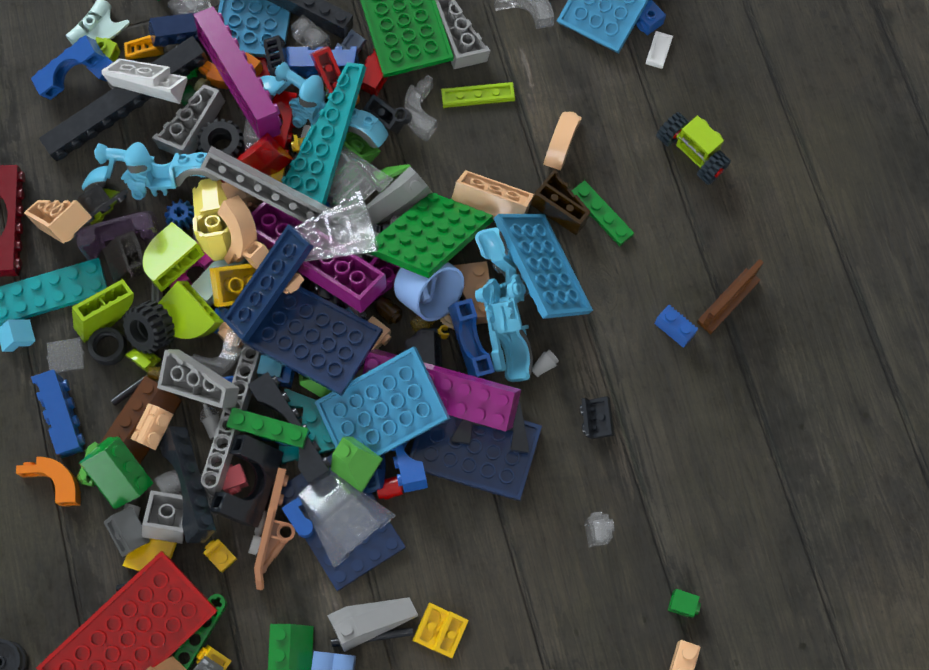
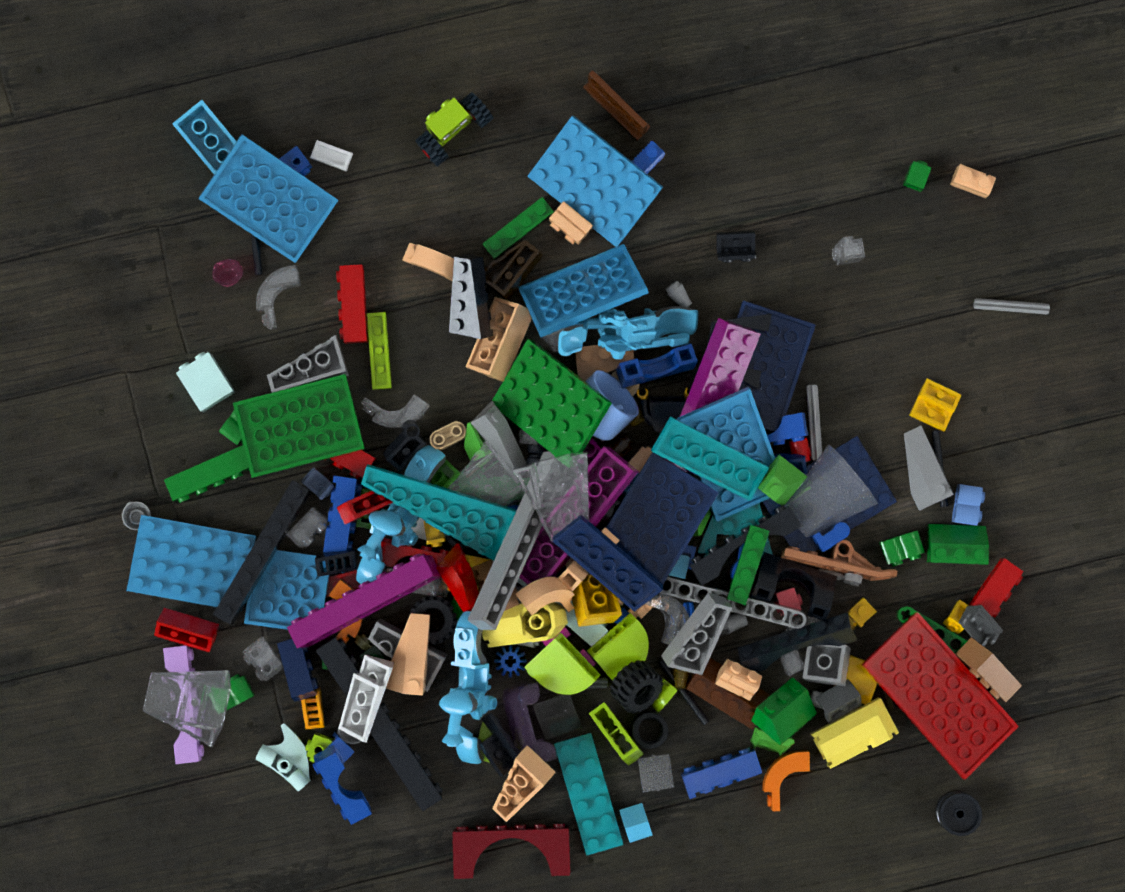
camera: 90 degrees left, 15 degrees up
(91, 548) = (855, 732): none -> light yellow brick
(176, 119) = (411, 657): none -> light nougat wedge
(287, 597) = (902, 547): none -> green brick
(375, 382) = (710, 458): none -> teal plate
(397, 150) = (448, 435): none -> tan brick
(420, 502) = (814, 421): none -> light grey axle
(521, 69) = (353, 304): none -> red brick
(530, 162) = (469, 299): none -> wedge
(609, 259) = (570, 223): none -> light nougat brick
(652, 278) = (595, 180): none -> dark azure plate

